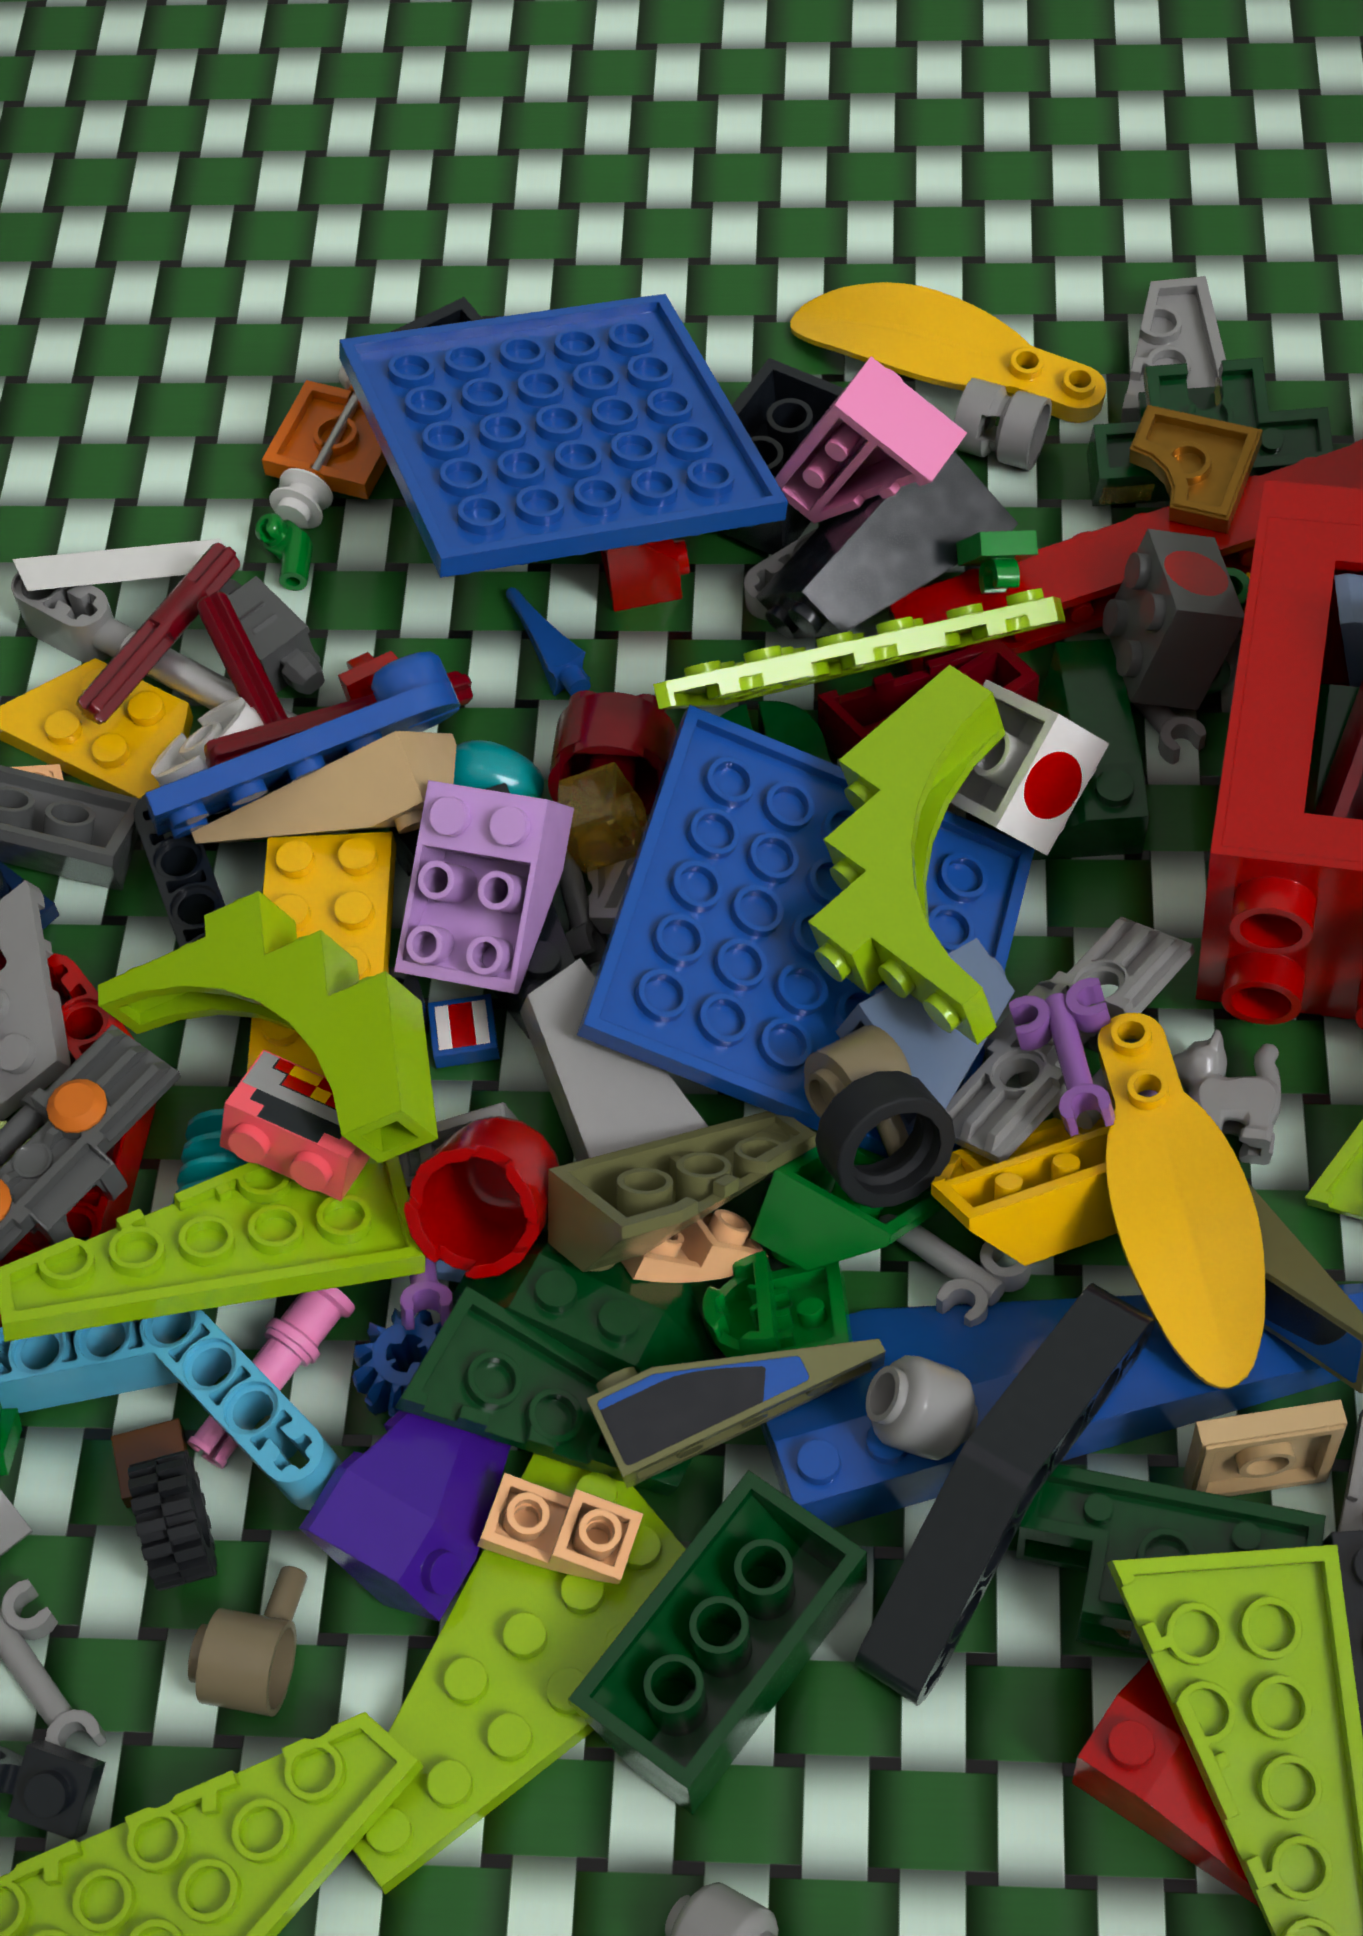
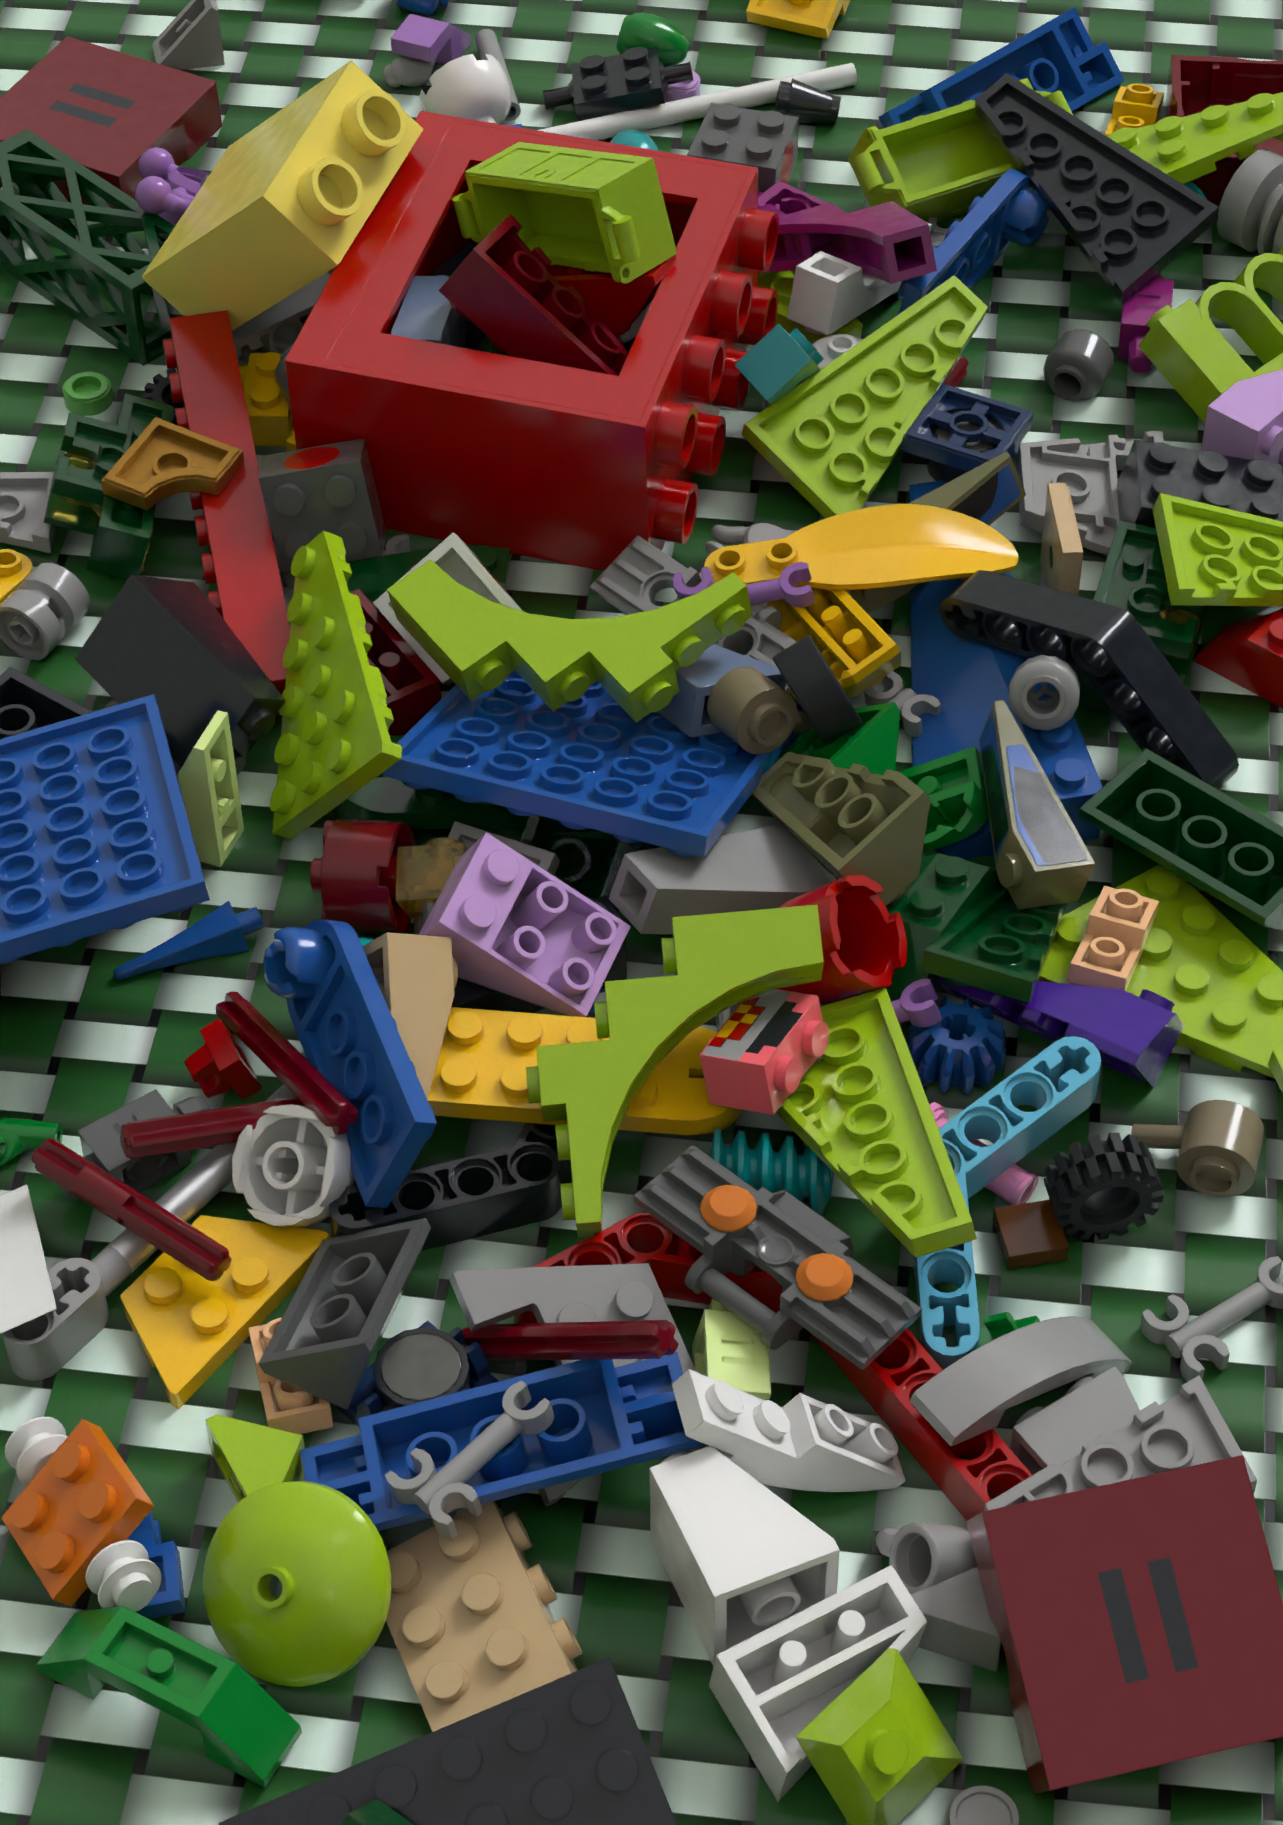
camera: 90 degrees left, 10 degrees down
(702, 595) = (212, 792): none -> yellowish green slope
(868, 446) = (121, 623): bright pink wedge -> none
(997, 556) = (234, 584): green tile -> none

